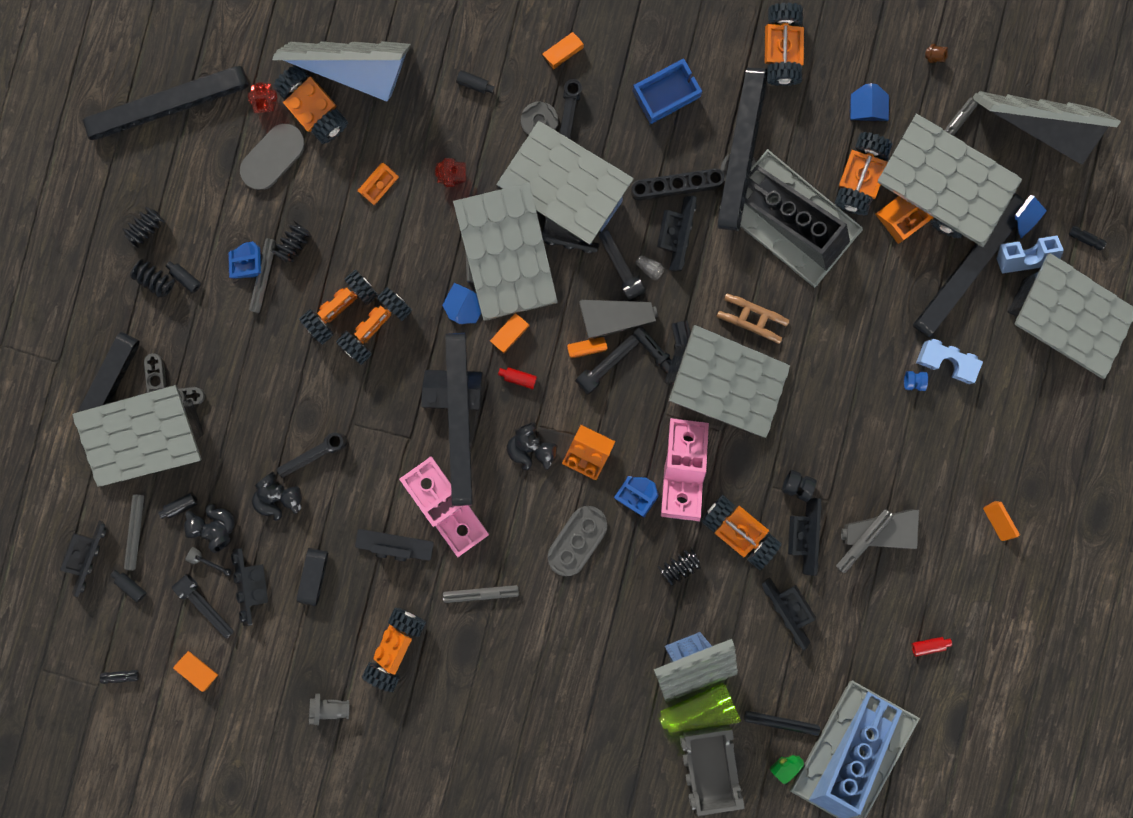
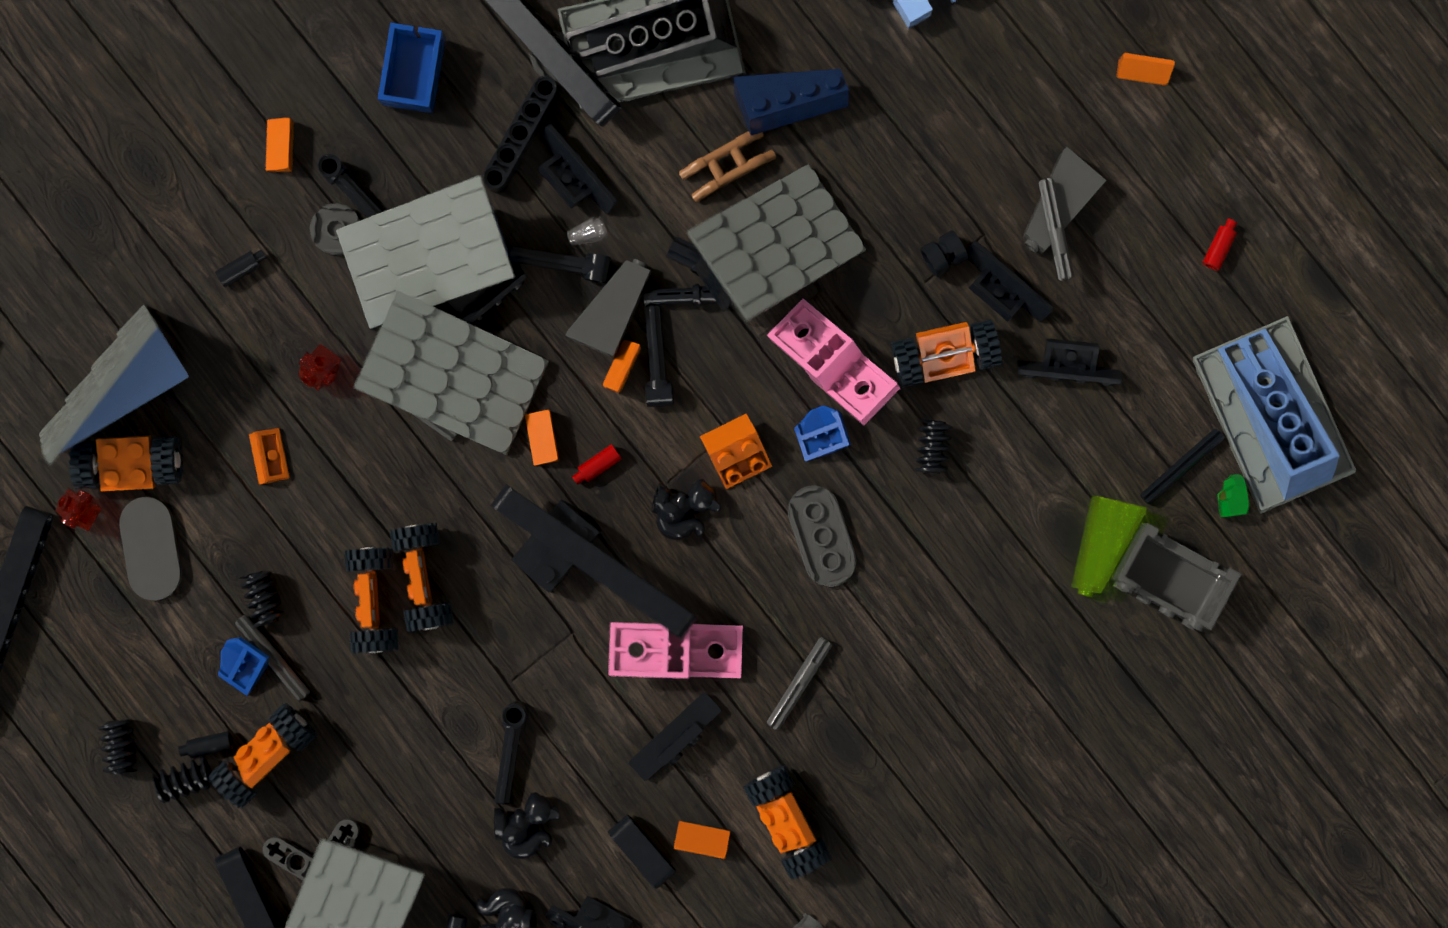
camera: 55 degrees left, 0 degrees up
(200, 312) = (261, 755): none -> plate
(346, 606) = (702, 839): none -> orange slope
(462, 305) = (472, 465): blue slope -> none
(695, 665) = (1051, 509): light grey piece -> none
(820, 324) = (788, 97): none -> dark blue wedge
(915, 381) = (927, 43): blue wheel -> none

